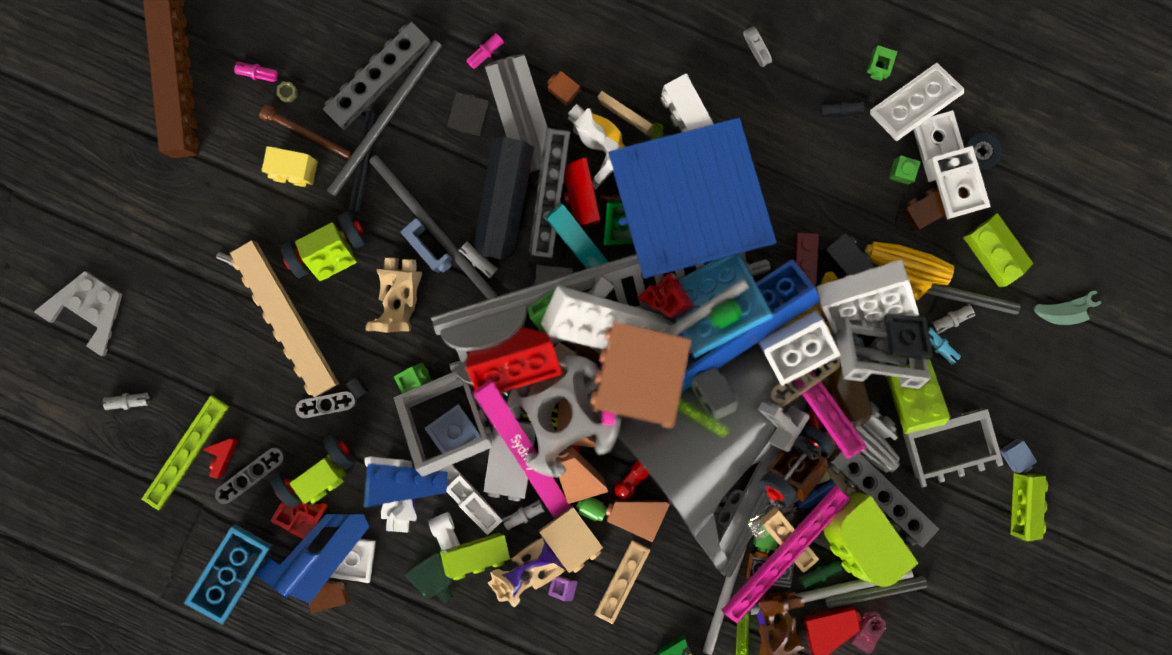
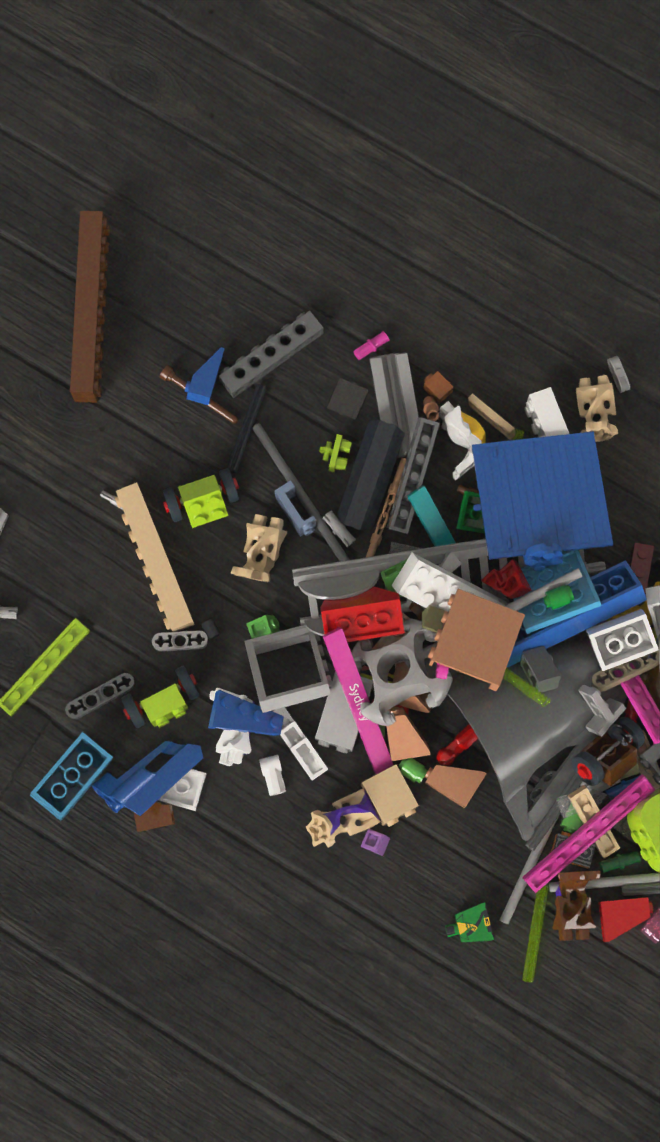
camera: 10 degrees right, 10 degrees down
(224, 452) = (81, 668): red slope -> none
(255, 71) = (162, 336): dark pink axle -> none
(287, 92) = (187, 357): olive tile -> none
(290, 166) = (181, 422): light yellow brick -> none
(299, 519) = (138, 741): red slope -> none
(307, 115) = (204, 379): none -> blue slope
(384, 118) = (272, 391): dark grey piece -> none
(430, 578) = (255, 812): clear green torso -> none
(452, 430) = (292, 676): sand blue plate -> none
(464, 186) = (340, 445): none -> lime hips
(475, 556) = (298, 796): lime brick -> none
(519, 265) = (376, 538): none -> medium nougat piece
(523, 514) = (348, 767): light grey pin -> none
(559, 114) = (431, 408): none -> nougat pin
(580, 193) = (441, 481): red slope -> none
(590, 355) = (432, 618): none -> olive slope
(622, 581) = (432, 844): tan tile -> none
(699, 267) = (541, 556): none -> blue plate
(736, 76) = (595, 396): none -> tan hips

